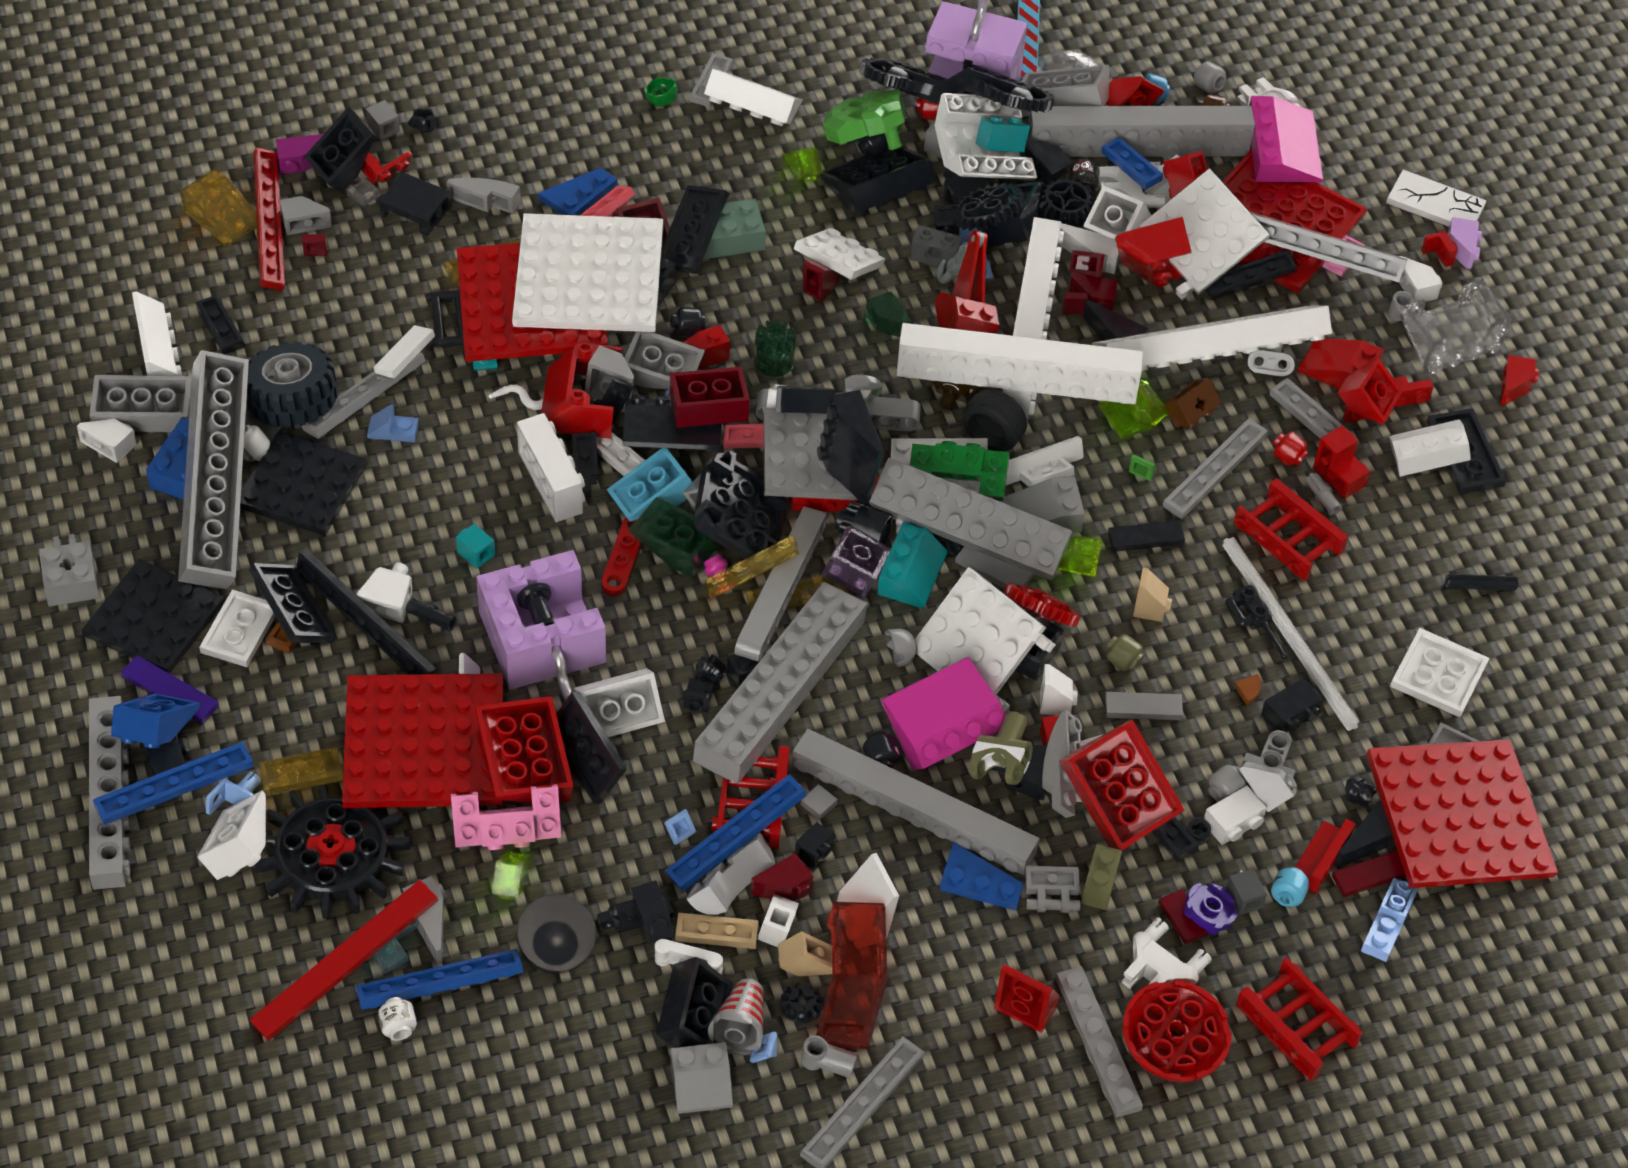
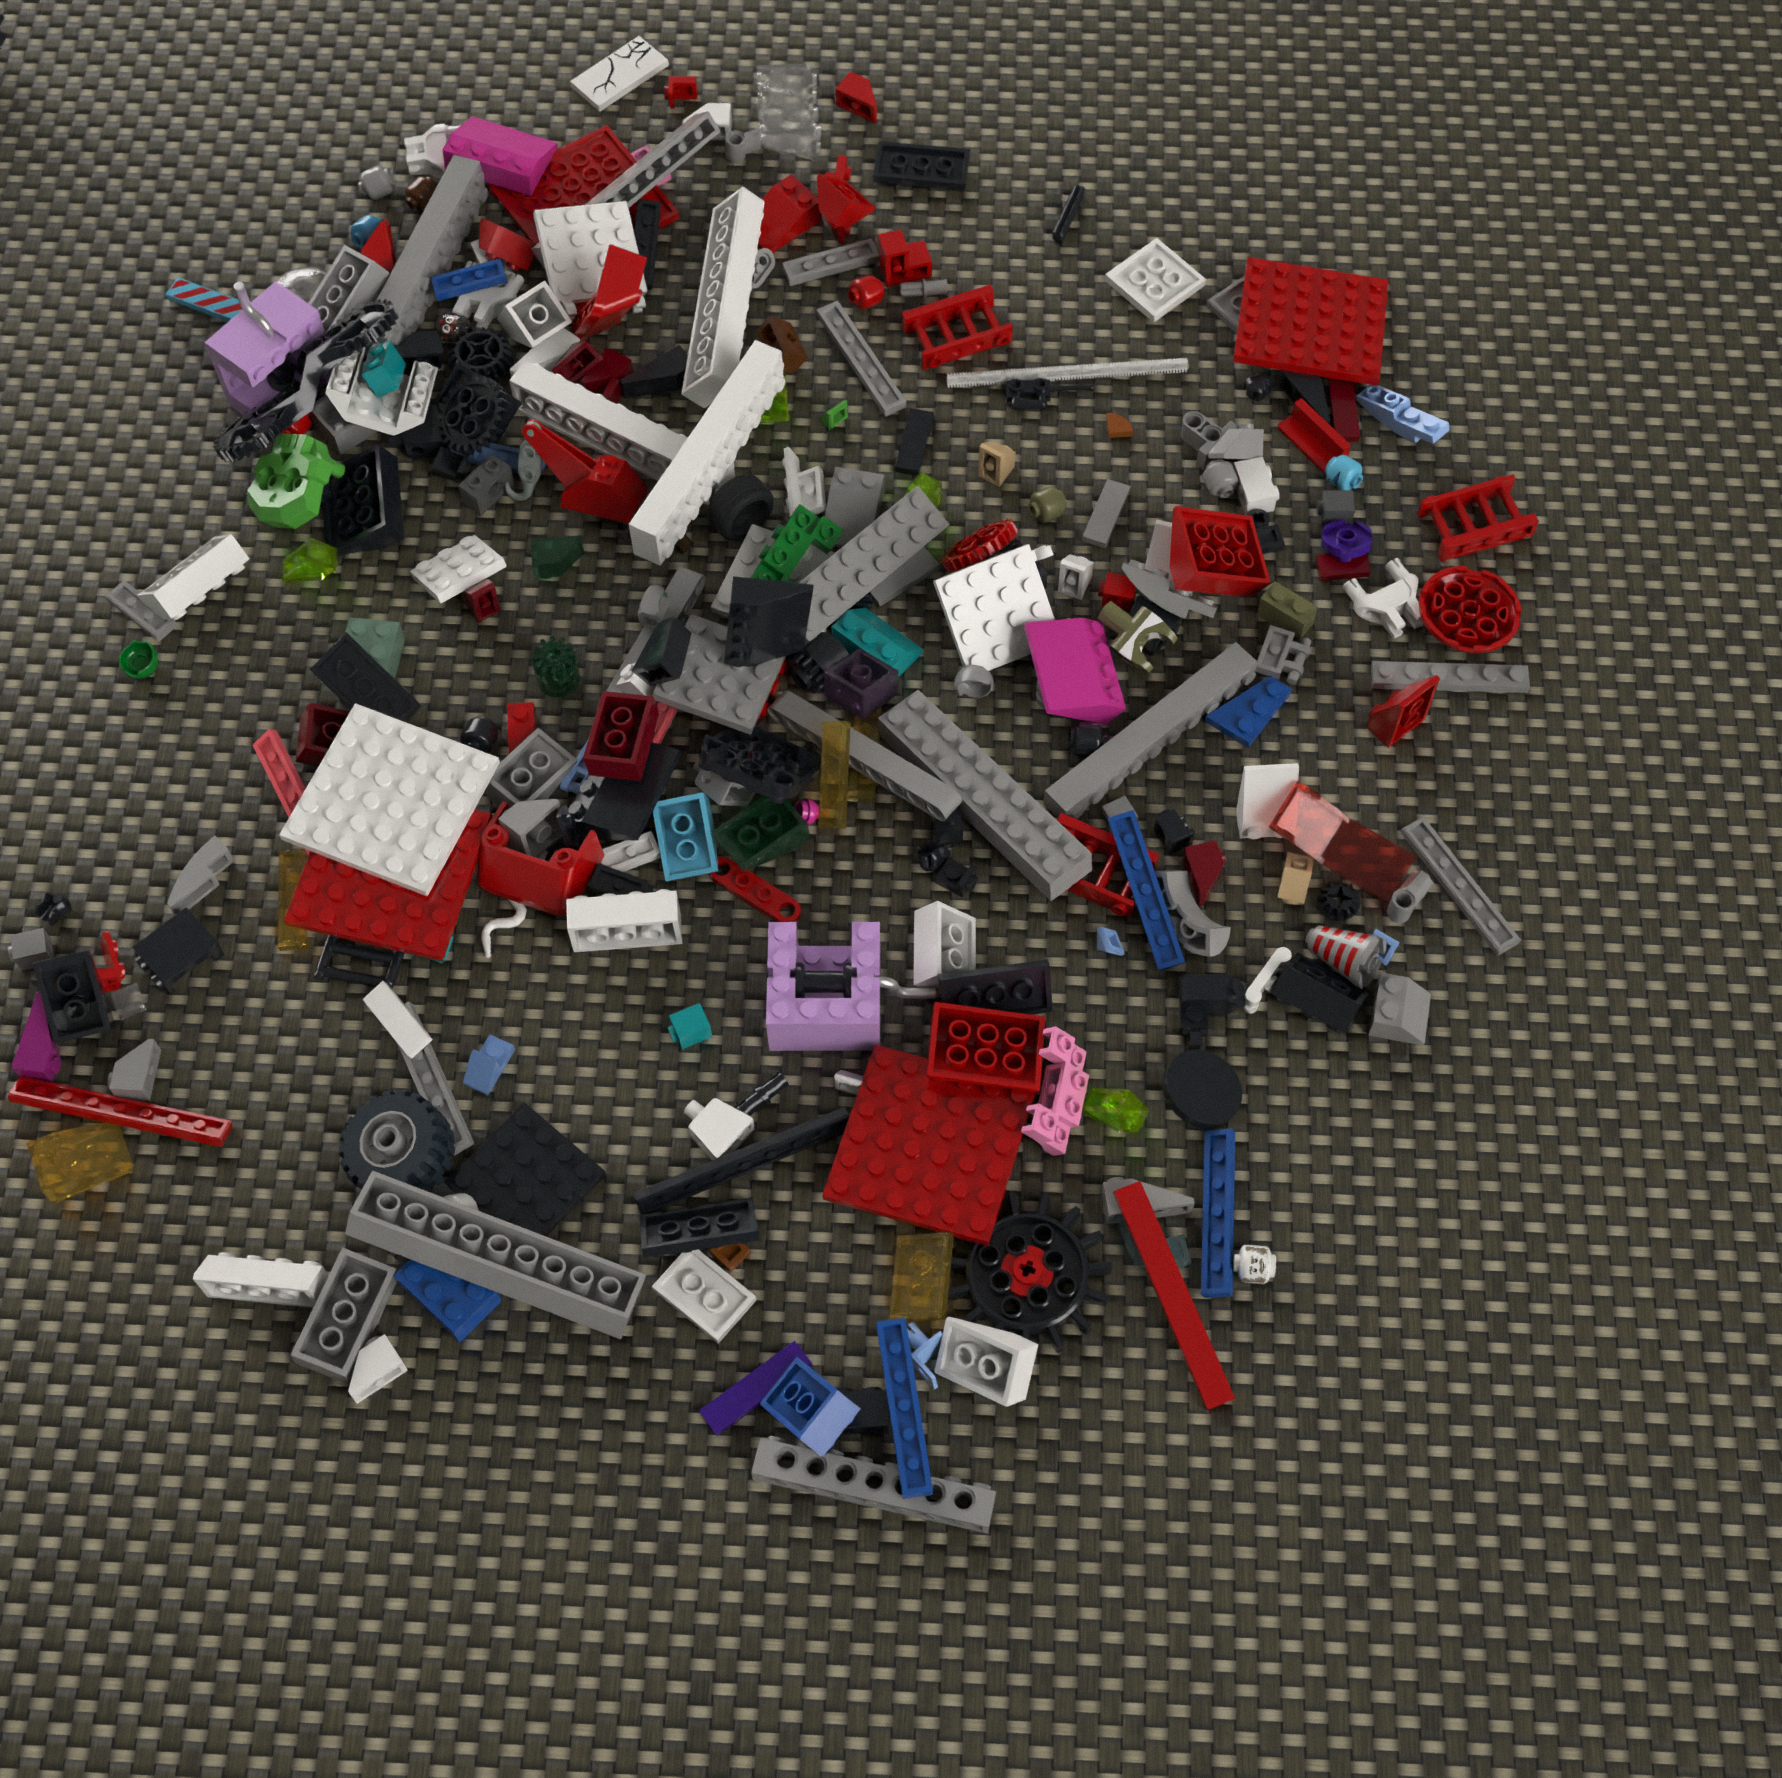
camera: 65 degrees left, 10 degrees up
(68, 572) = (546, 1440): light grey hinge -> none
(153, 616) = (647, 1382): black plate -> none
(220, 324) = (254, 1206): black tile -> none
(314, 244) = (188, 1072): dark red tile -> none
(579, 193) = (240, 786): blue wing -> none
(716, 930) = (1241, 943): tan plate -> none
(777, 920) = (1249, 886): white slope -> none
(1292, 706) = (1154, 400): black brick -> none
(1430, 447) = (910, 185): white slope -> none
(1466, 237) = (678, 64): lavender slope -> none

